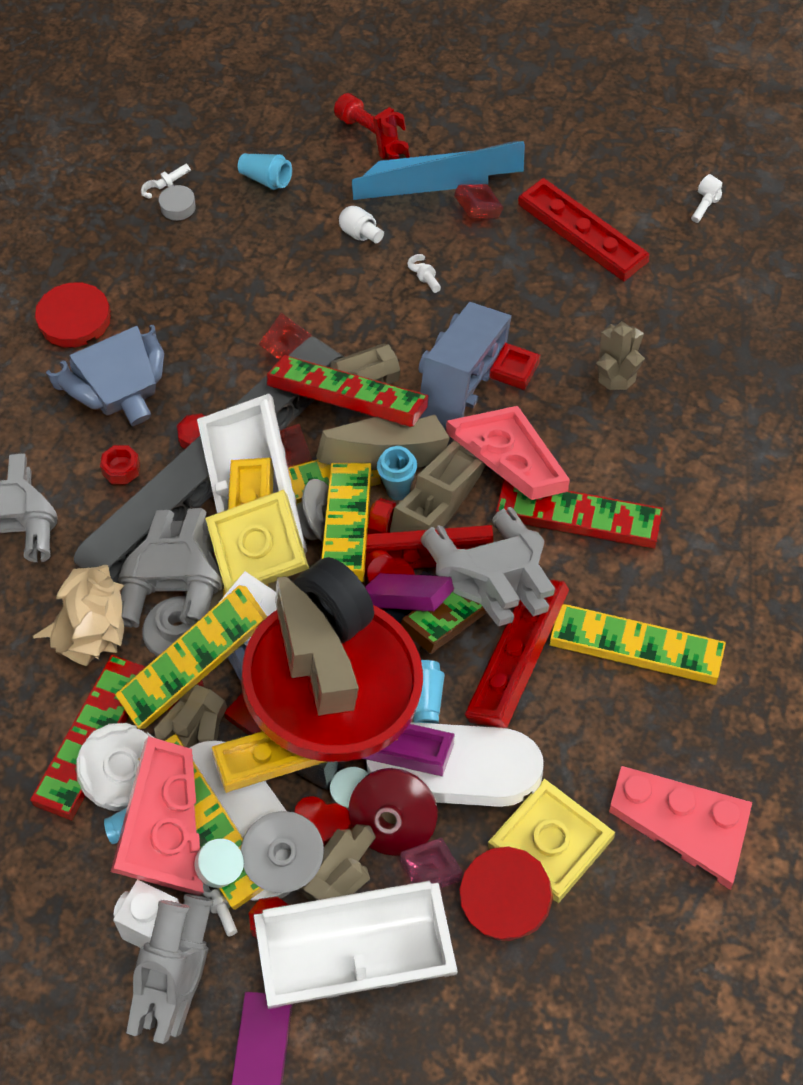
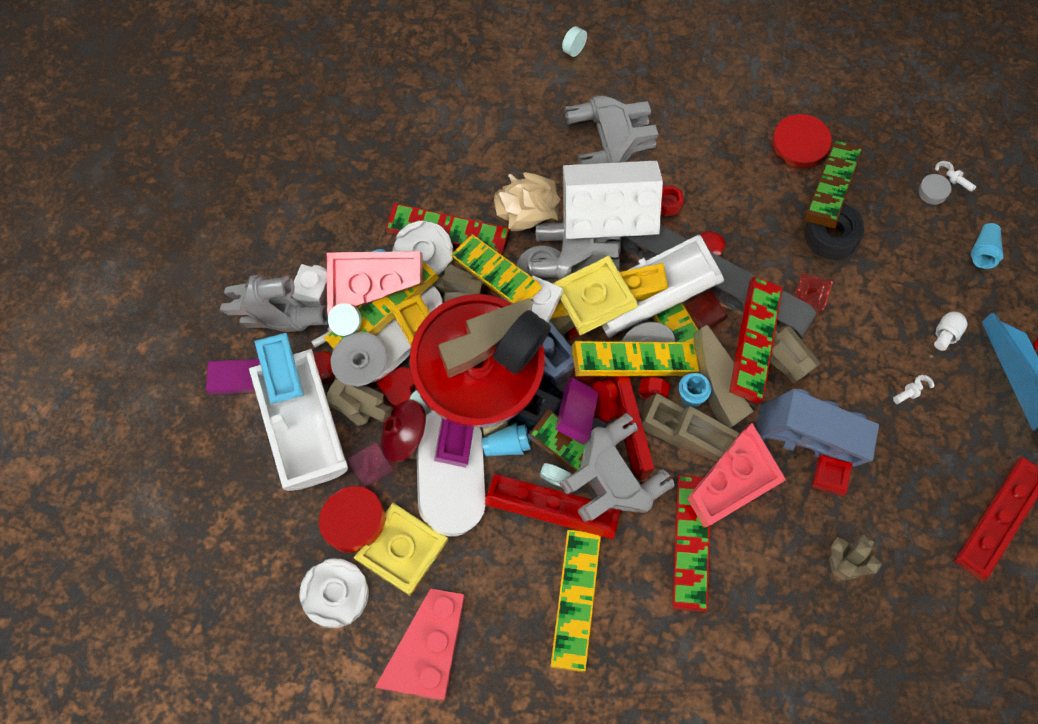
camera: 80 degrees right, 10 degrees up
(115, 374) = (747, 179): sand blue torso -> none
(128, 500) = (612, 199): none -> white brick
(151, 285) = (834, 184): none -> tile
(213, 321) = (836, 247): none -> black tyre
(278, 959) = (279, 368): none -> medium azure tile
(478, 201) = (1005, 422): clear red tile -> none
(479, 640) = (553, 474): none -> light aqua tile
(603, 931) = (334, 593): none -> white tile

